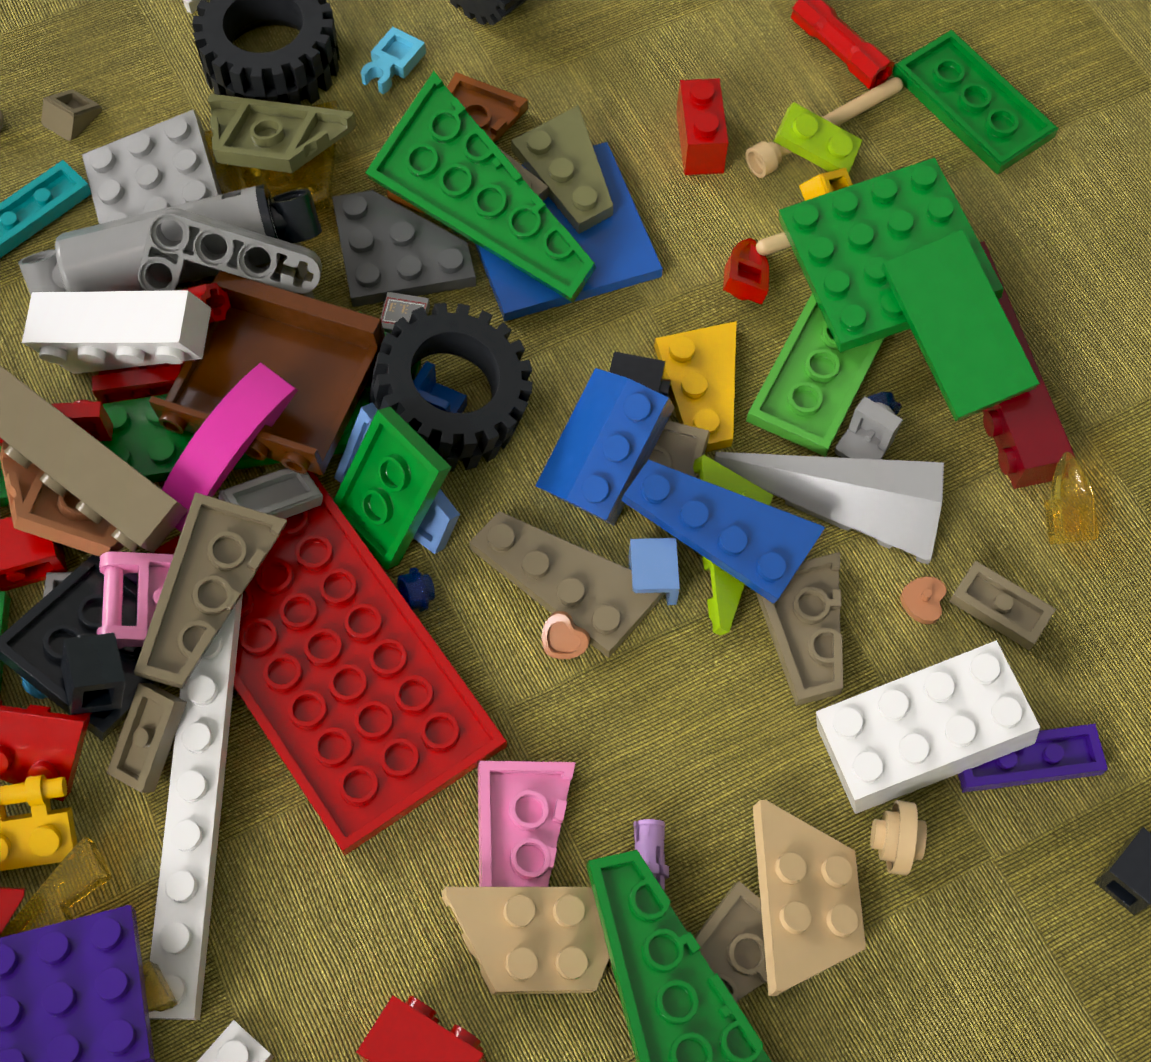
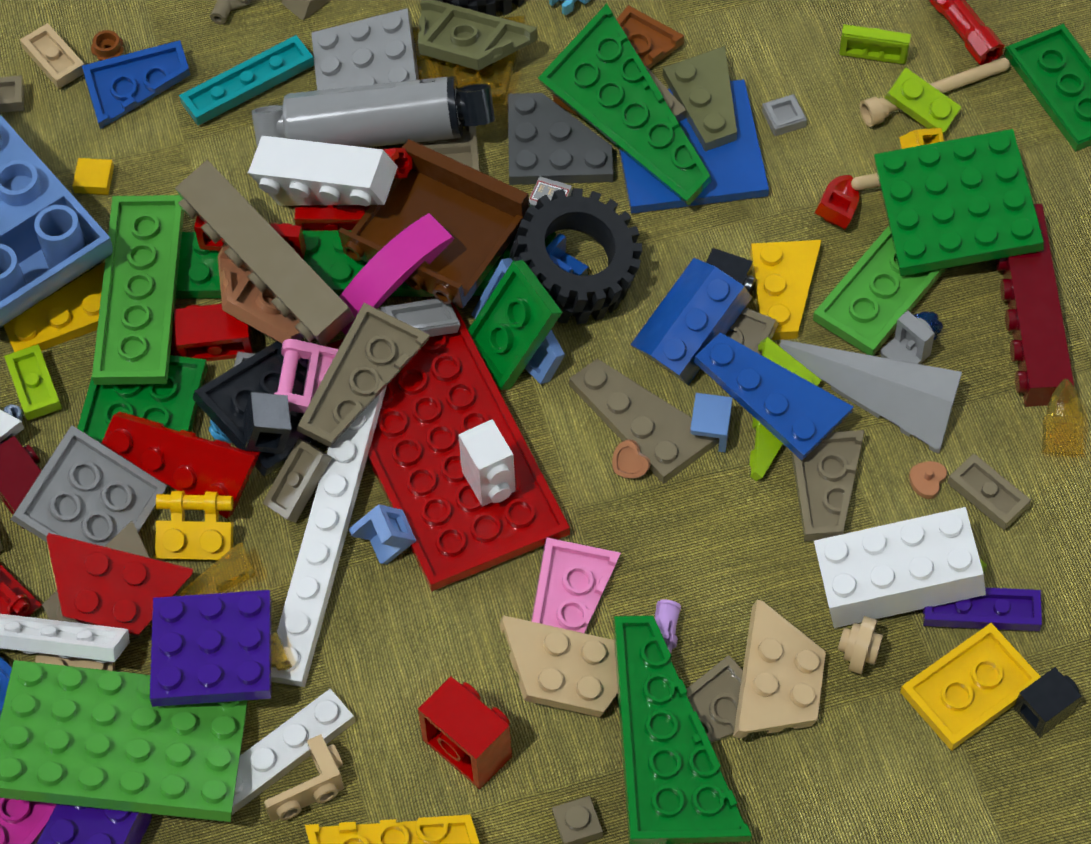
camera: 15 degrees right, 5 degrees down
(234, 261) = (420, 133): light grey beam -> none
(275, 786) = (386, 530): none -> medium blue panel
(389, 679) = (487, 463): none -> white brick
(416, 589) = (521, 407): clear blue plate -> none
(660, 177) = (784, 115): none -> light grey tile
(702, 126) = (826, 77): red brick -> none
(751, 79) = (874, 44): none -> lime plate
(959, 325) = (998, 266): green tile -> none
(1041, 866) = (969, 686): none -> yellow plate

